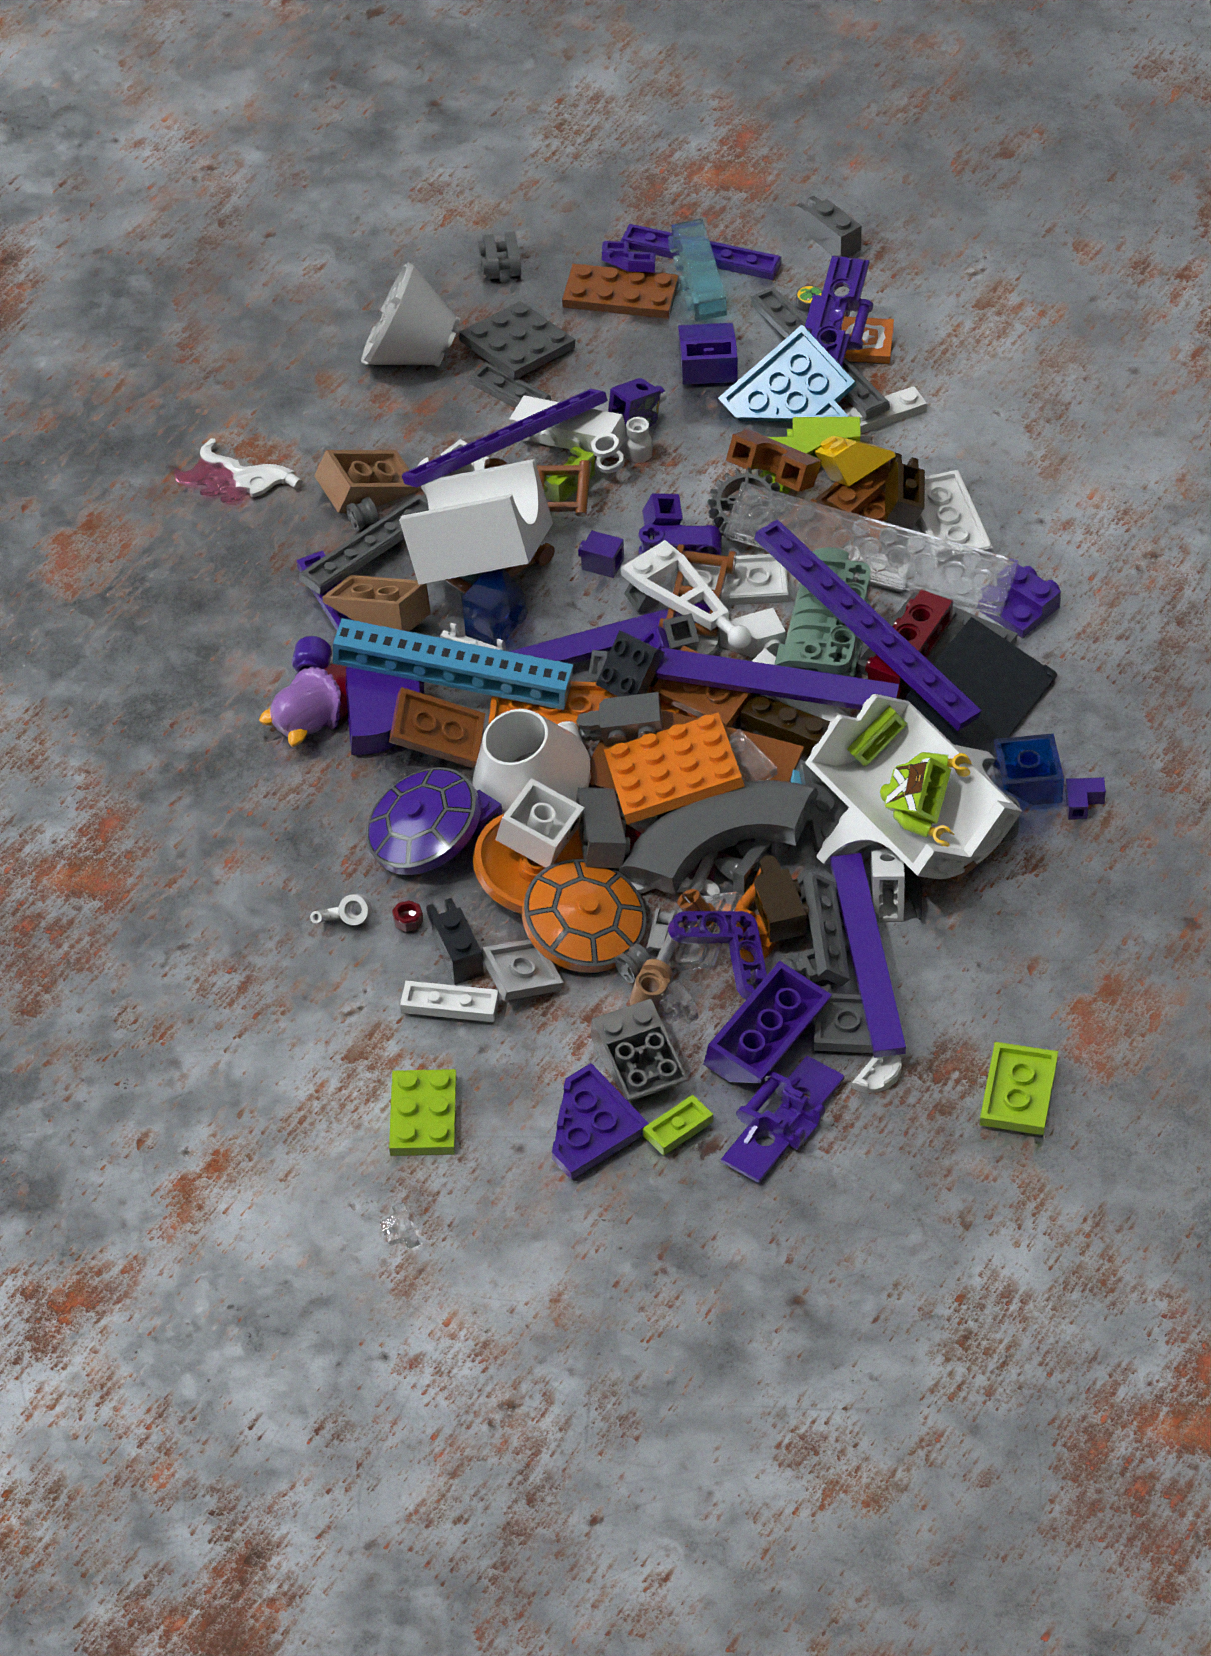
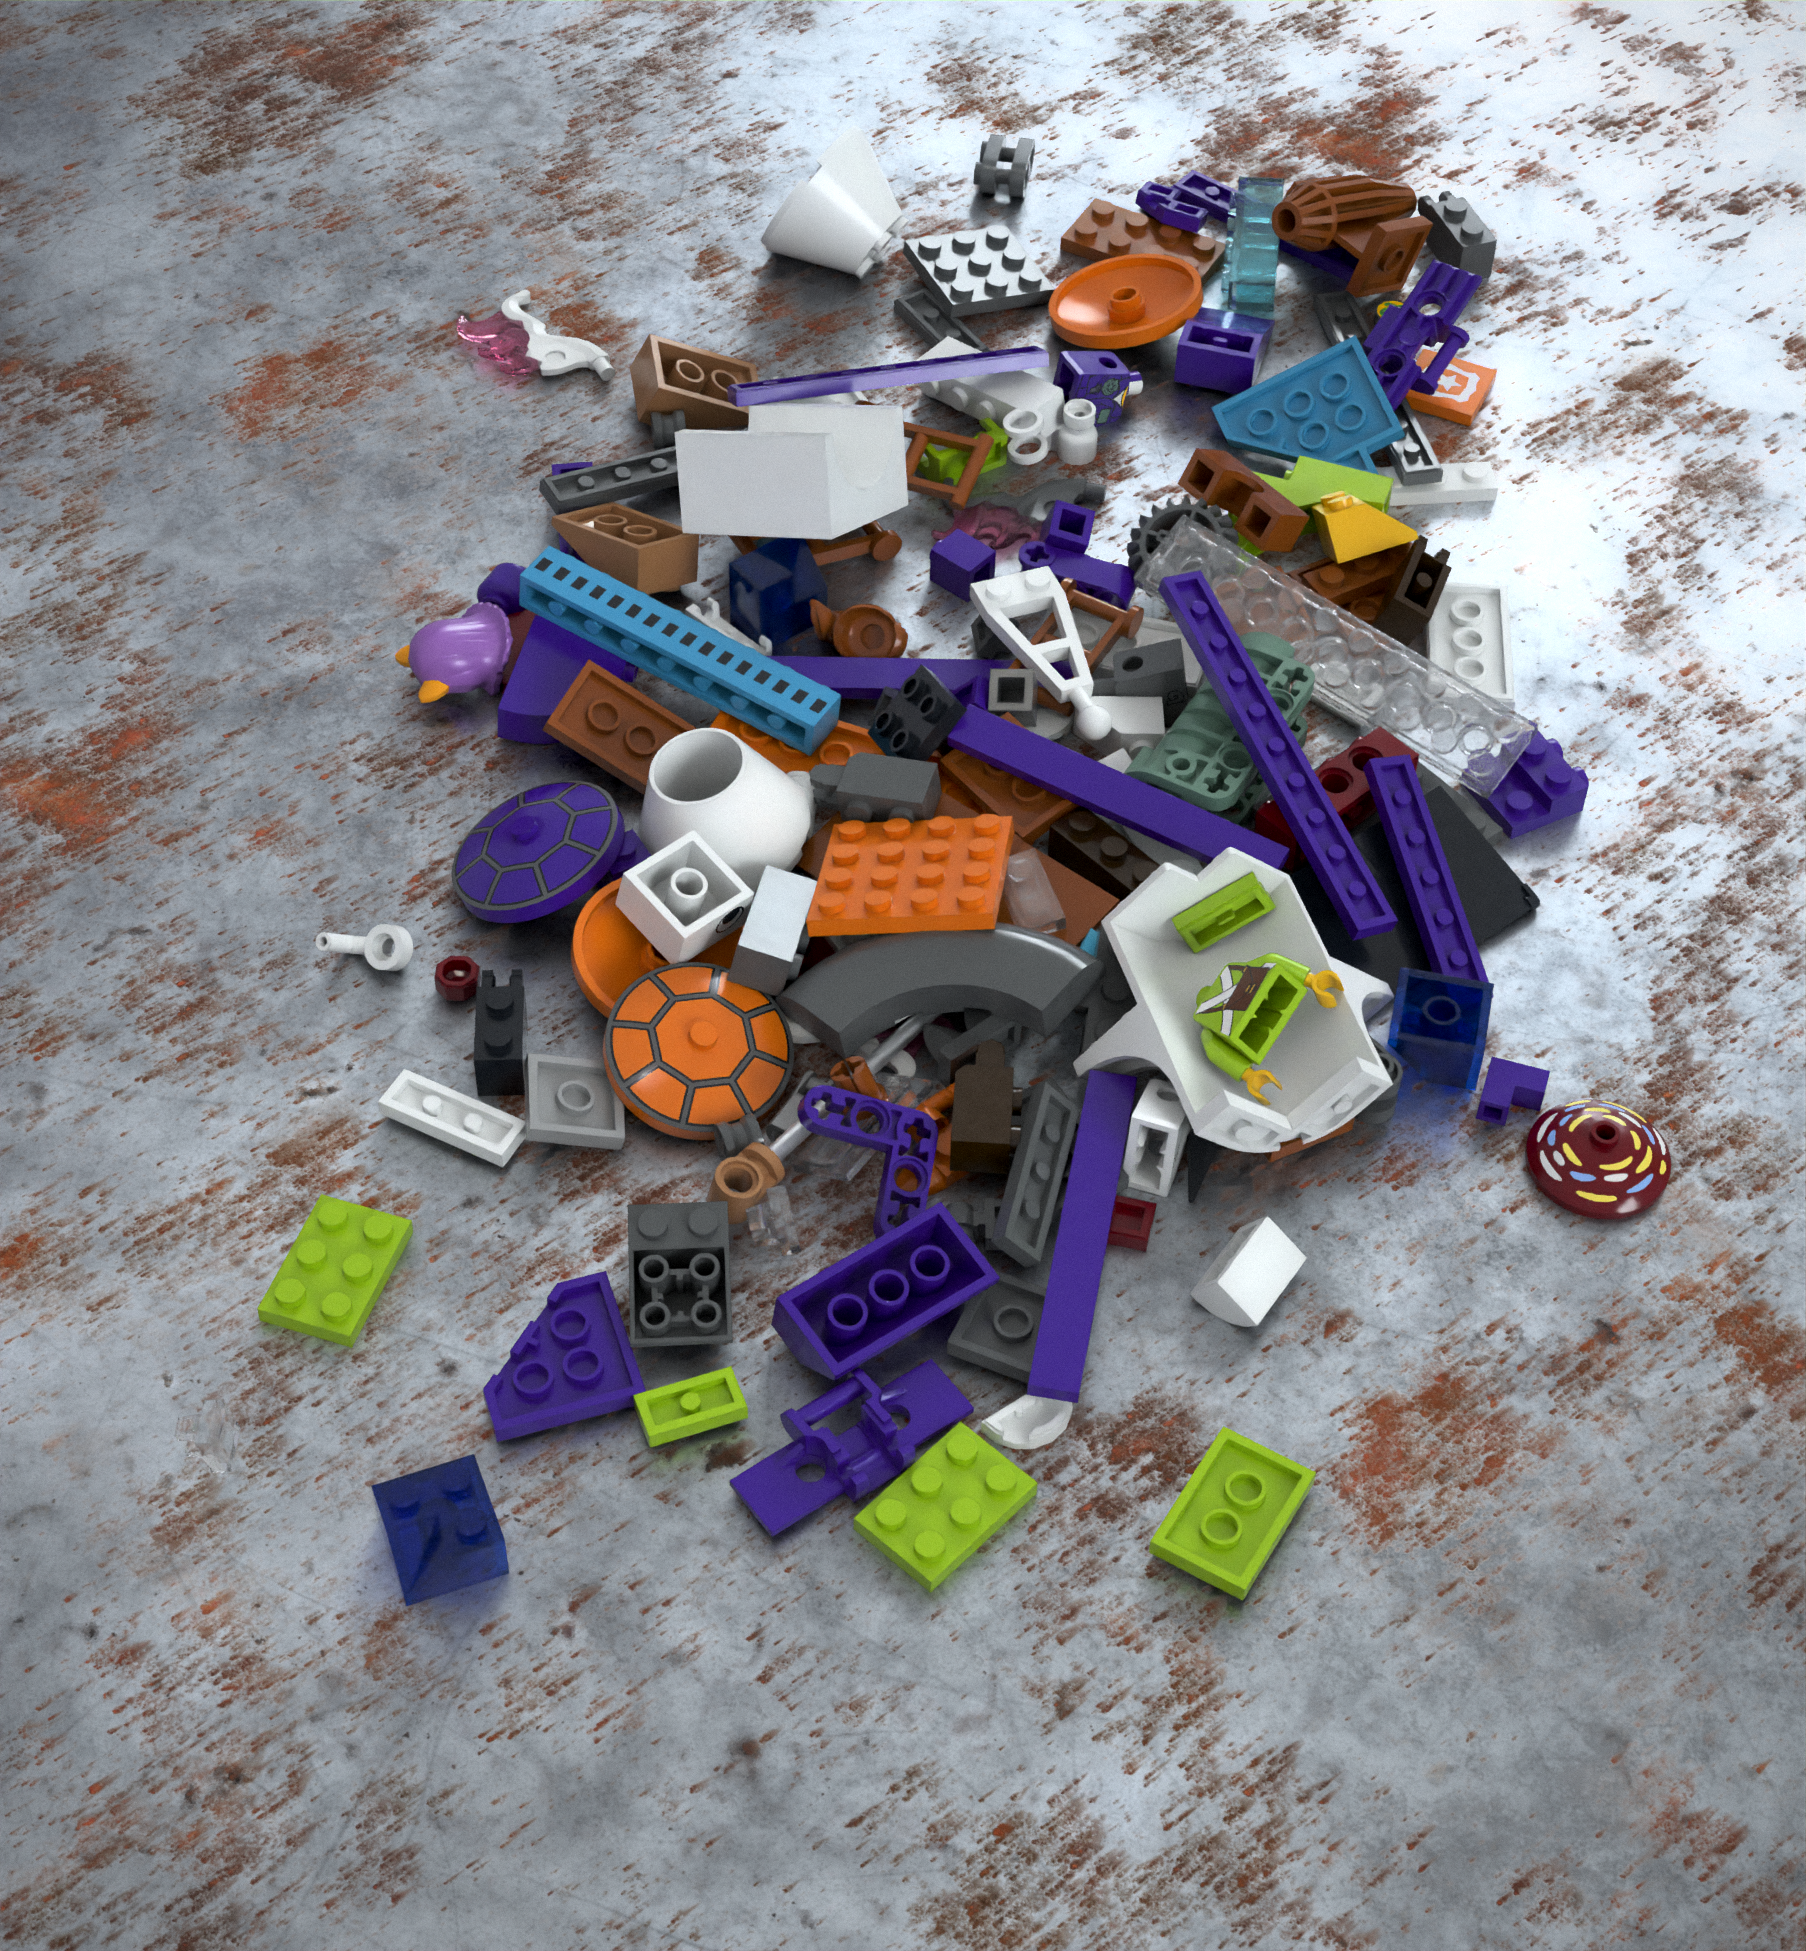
camera: 15 degrees right, 0 degrees up
(559, 618) = (859, 630): none -> dark orange hair
(566, 1236) = (440, 1529): none -> clear blue slope
(619, 511) = (1013, 518): none -> piece
(629, 336) = (1125, 301): none -> orange dish
(758, 233) = (1363, 217): none -> dark orange piece
(759, 594) = (1149, 672): none -> dark grey torso
(851, 1135) = (945, 1506): none -> lime plate
(892, 941) = (1131, 1223): none -> dark red tile
(972, 950) = (1249, 1274): none -> white brick
(982, 672) = (1423, 868): none -> dark purple plate
(1149, 822) = (1598, 1159): none -> dark red dish

